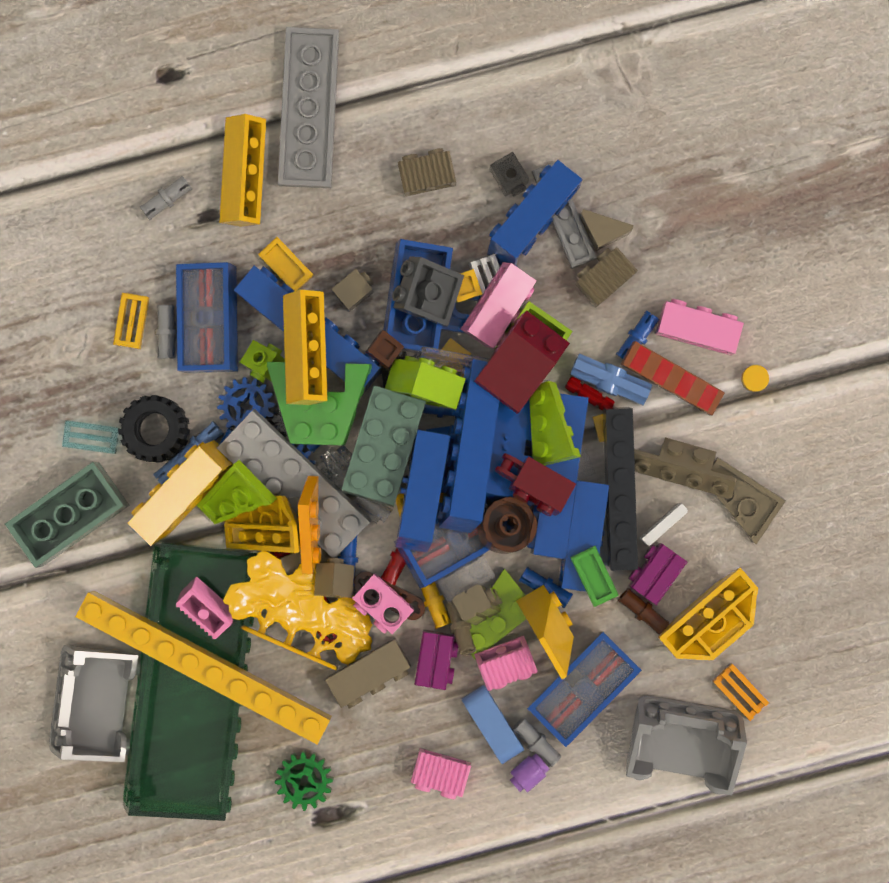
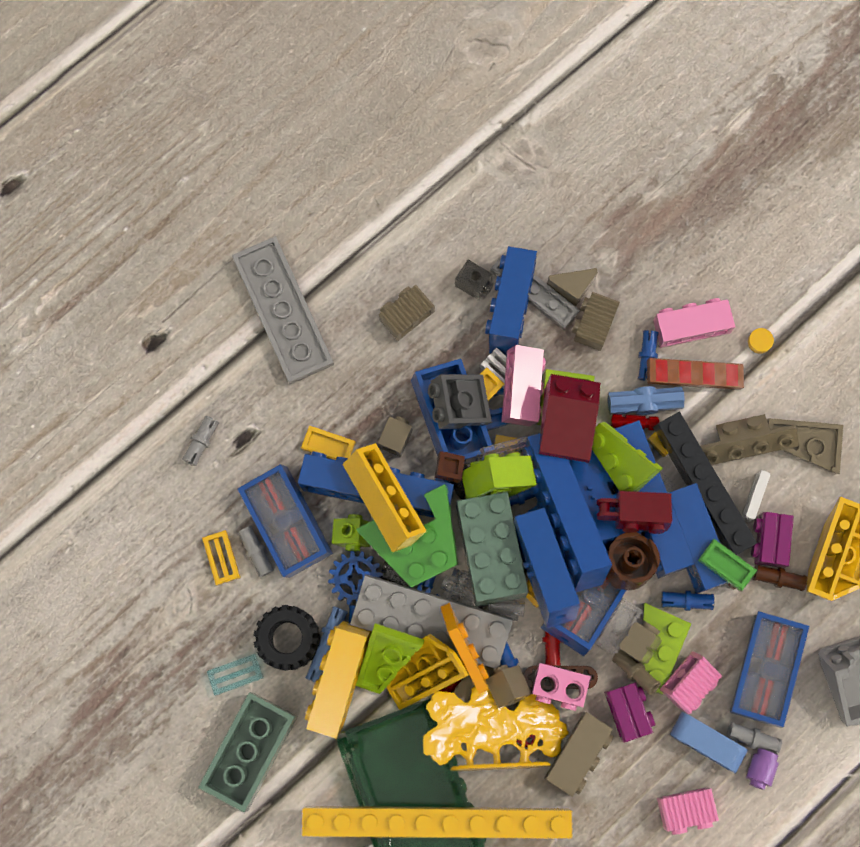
camera: 25 degrees left, 10 degrees down
(205, 608) = (410, 770): bright pink brick -> none
(242, 170) = (254, 385): yellow brick -> none
(435, 604) = (604, 665): yellow pin -> none
(549, 626) = (710, 630): yellow slope -> none

